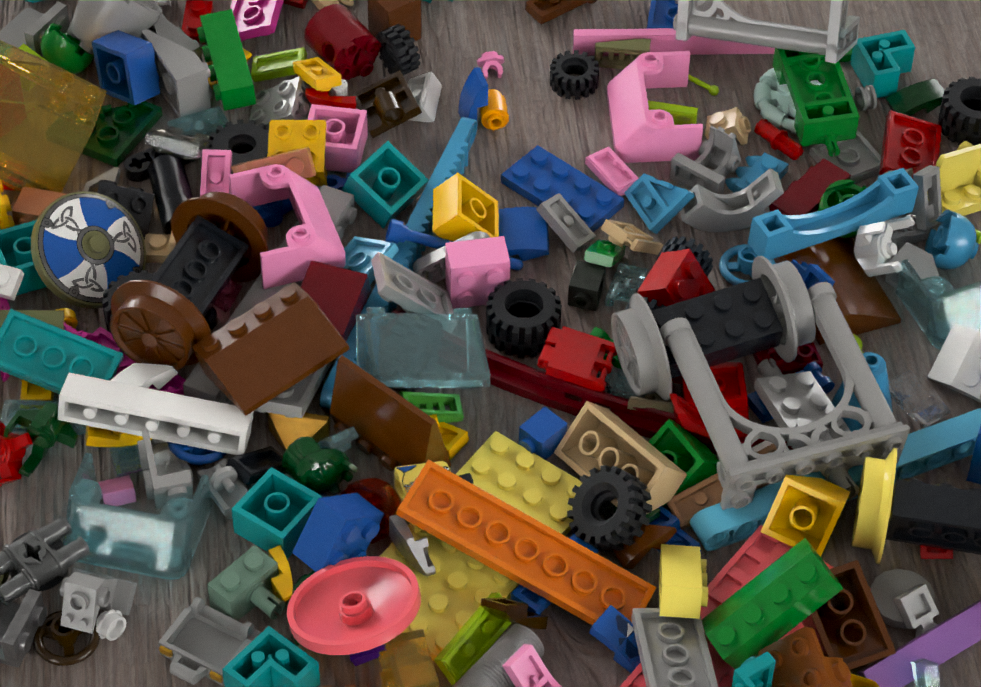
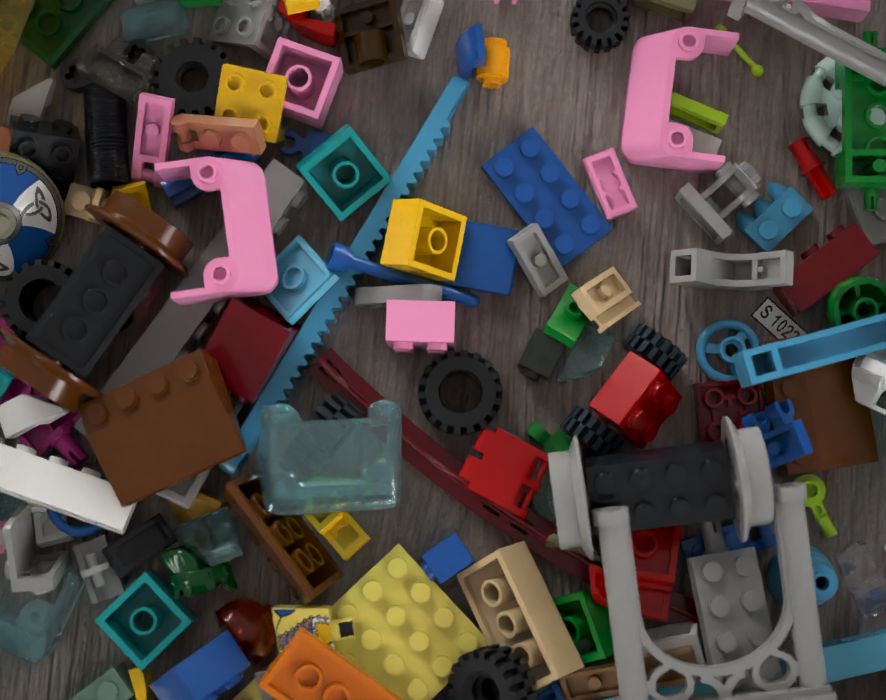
camera: 15 degrees right, 35 degrees up
(408, 288) = (341, 350): light grey plate -> none
(657, 201) = (648, 244): dark azure wing -> none
(732, 122) = (758, 137): tan bracket -> none

